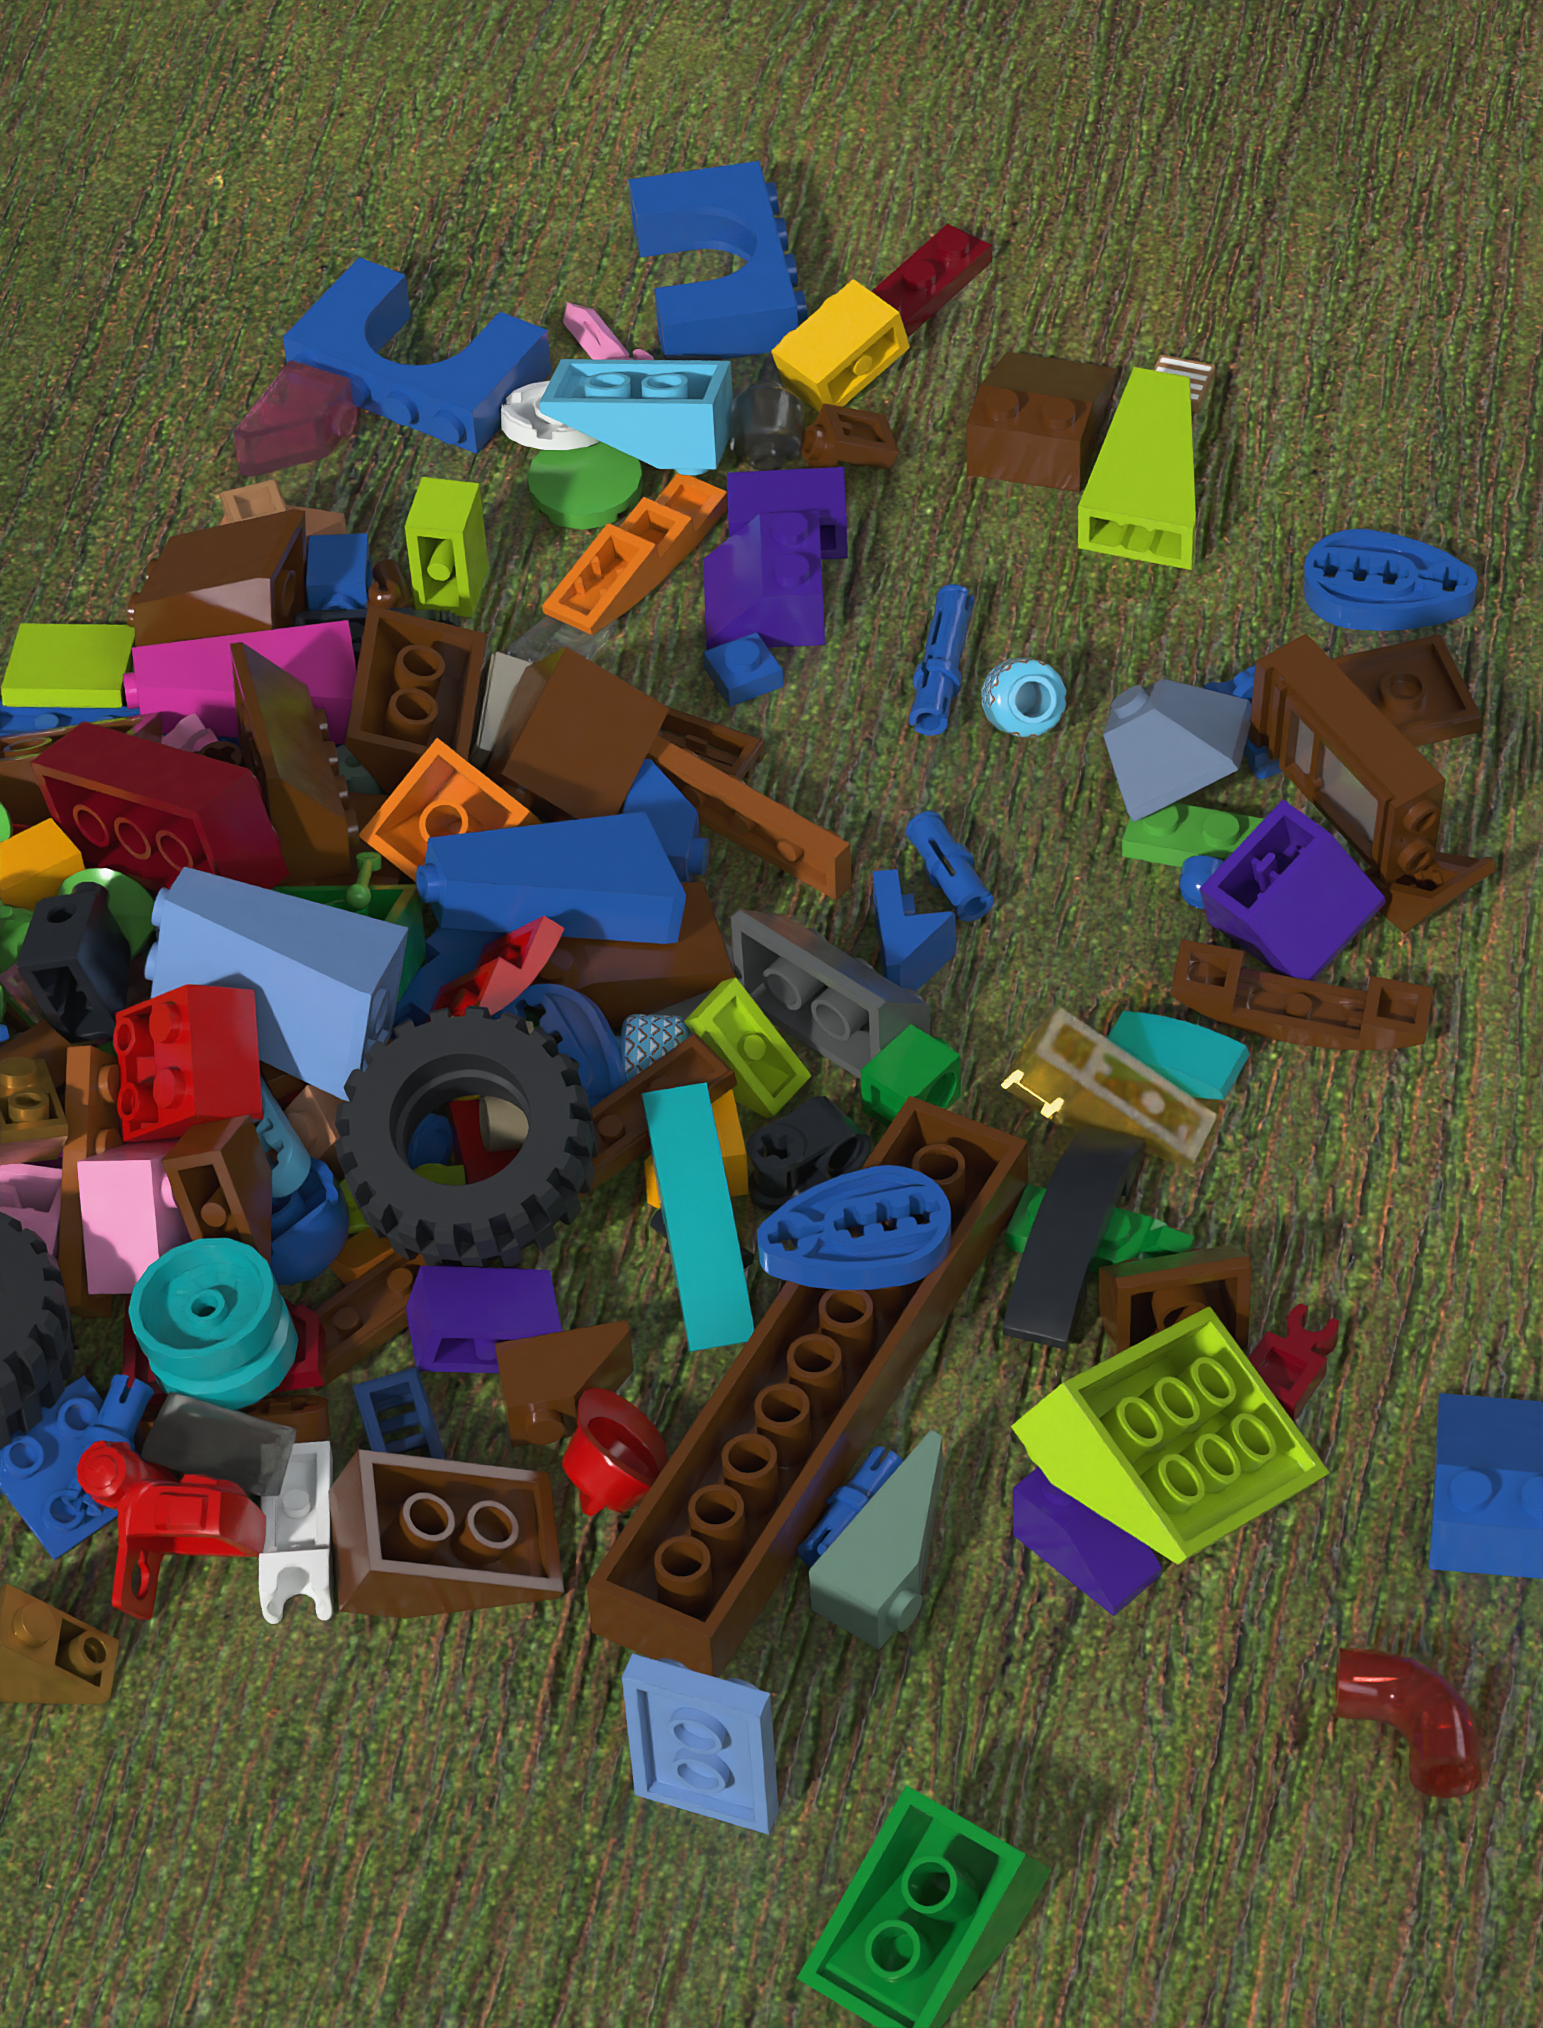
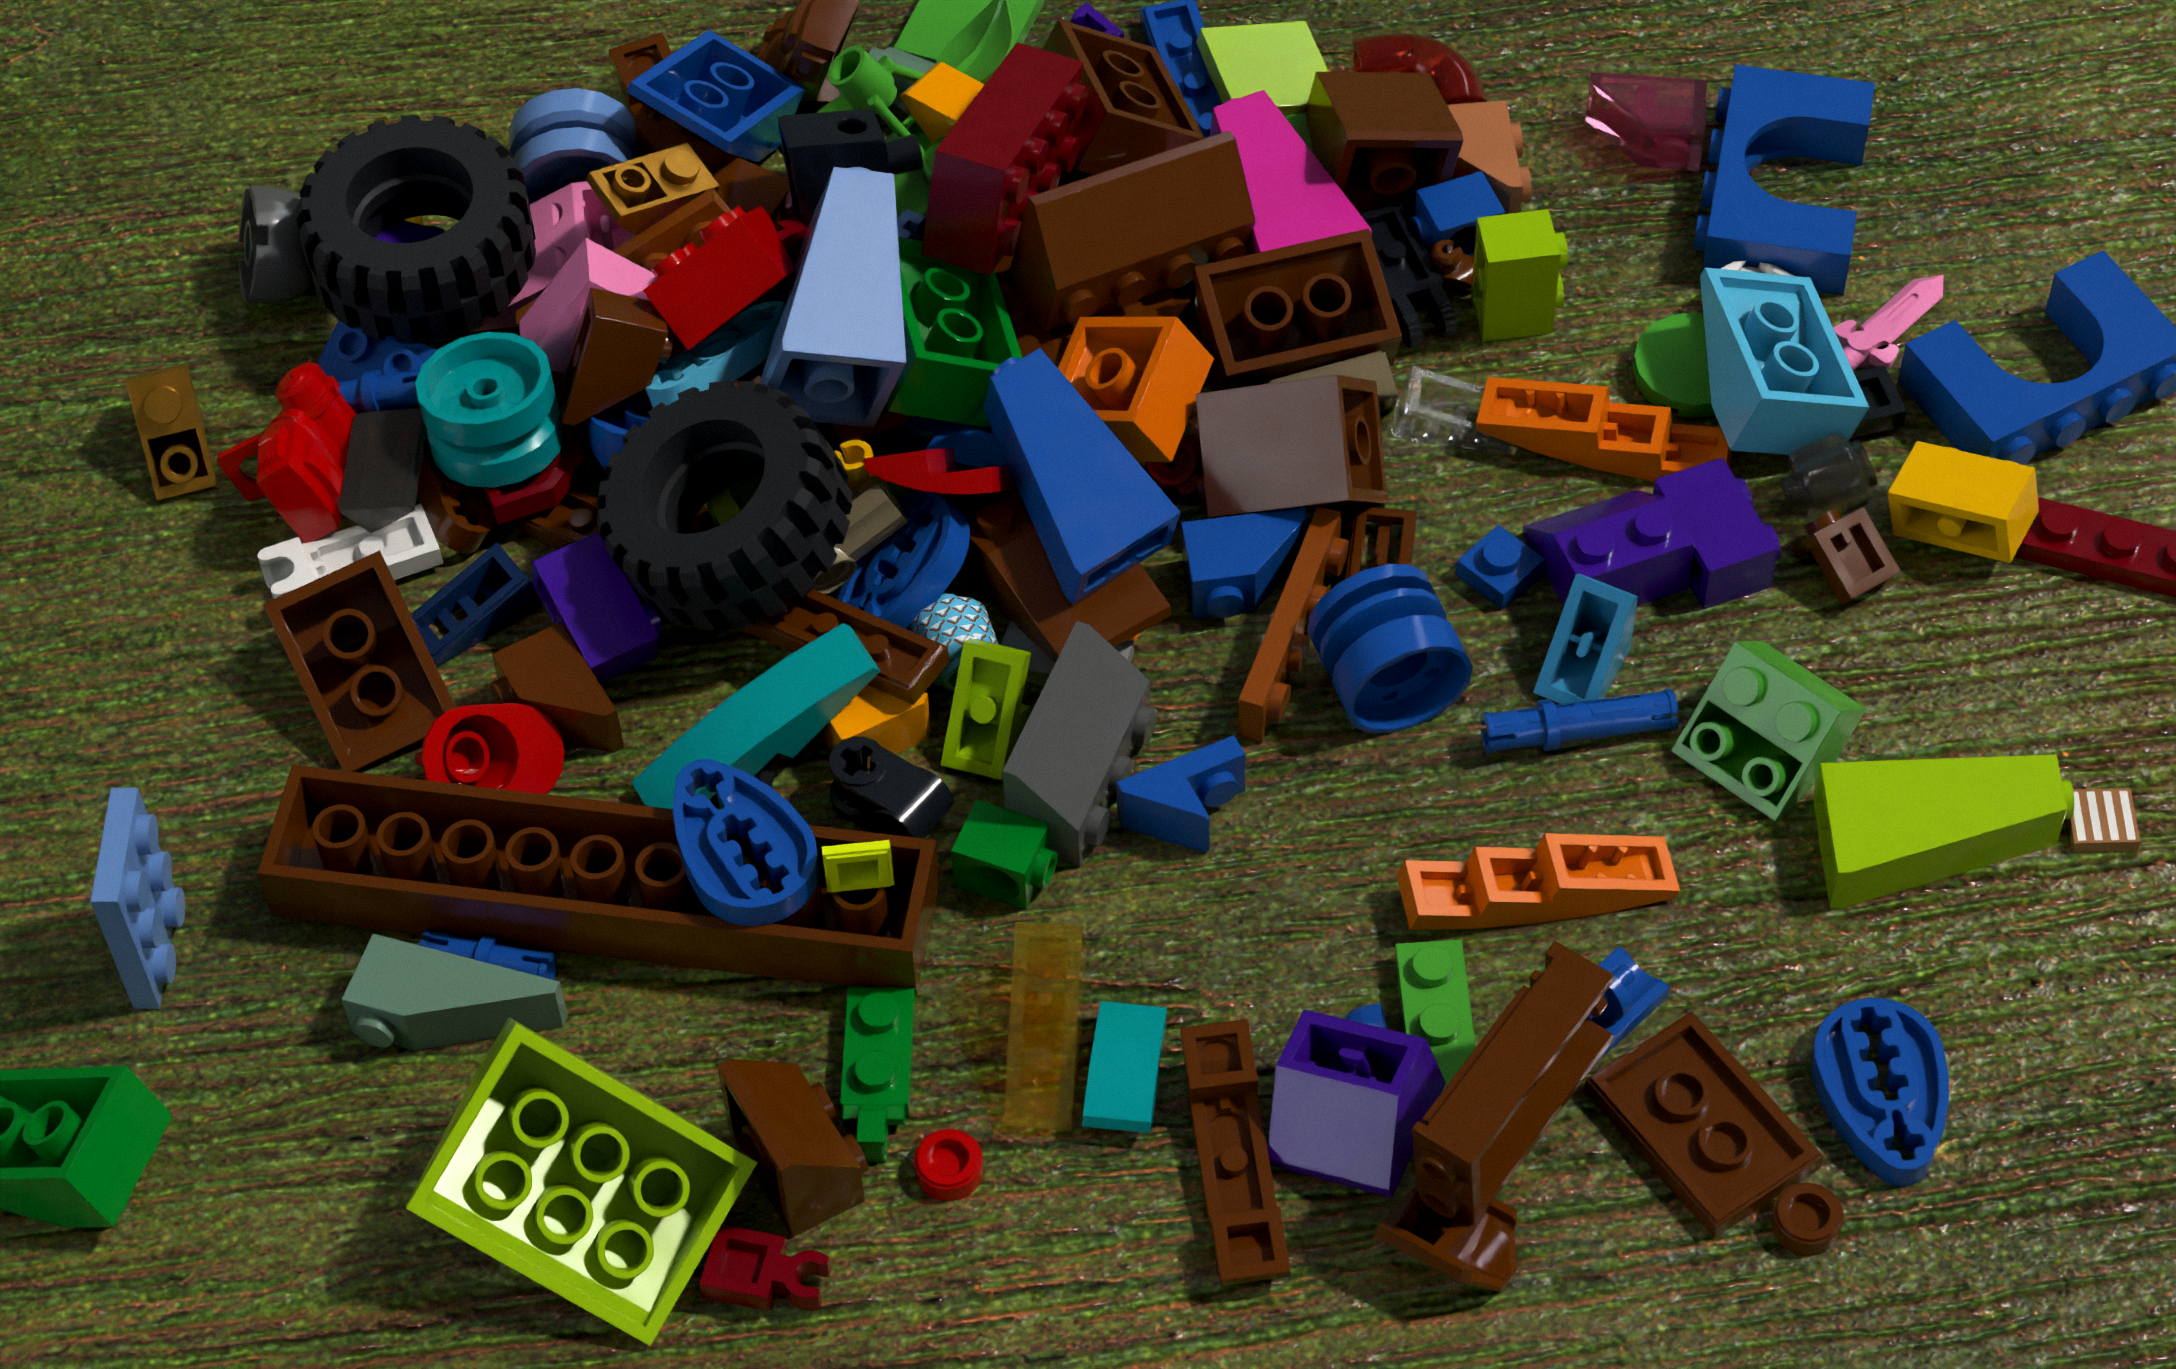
camera: 70 degrees right, 5 degrees up
(124, 558) = (1420, 54): none -> clear red cylinder
(253, 501) = (1487, 120): medium nougat tile -> none
(359, 893) = (1058, 337): bright green hinge -> none
(826, 742) = (1389, 648): none -> blue wheel
(869, 624) = (1588, 642): none -> dark azure slope
(925, 1138) = (858, 866): none -> neon yellow slope
(964, 888) = (1301, 808): blue pin -> none
(1011, 540) = (1767, 727): none -> bright green slope
(1023, 697) = (1539, 797): medium azure head -> none
(1038, 420) = (1974, 696): reddish brown slope -> none
(1068, 1235) = (874, 1030): black slope -> none
(1086, 779) = (1549, 883): none -> orange slope
(1173, 742) = (1498, 928): sand blue slope -> none
(1220, 1210) = (948, 1164): none -> red tile
(1489, 665) = (1807, 1219): none -> reddish brown tile

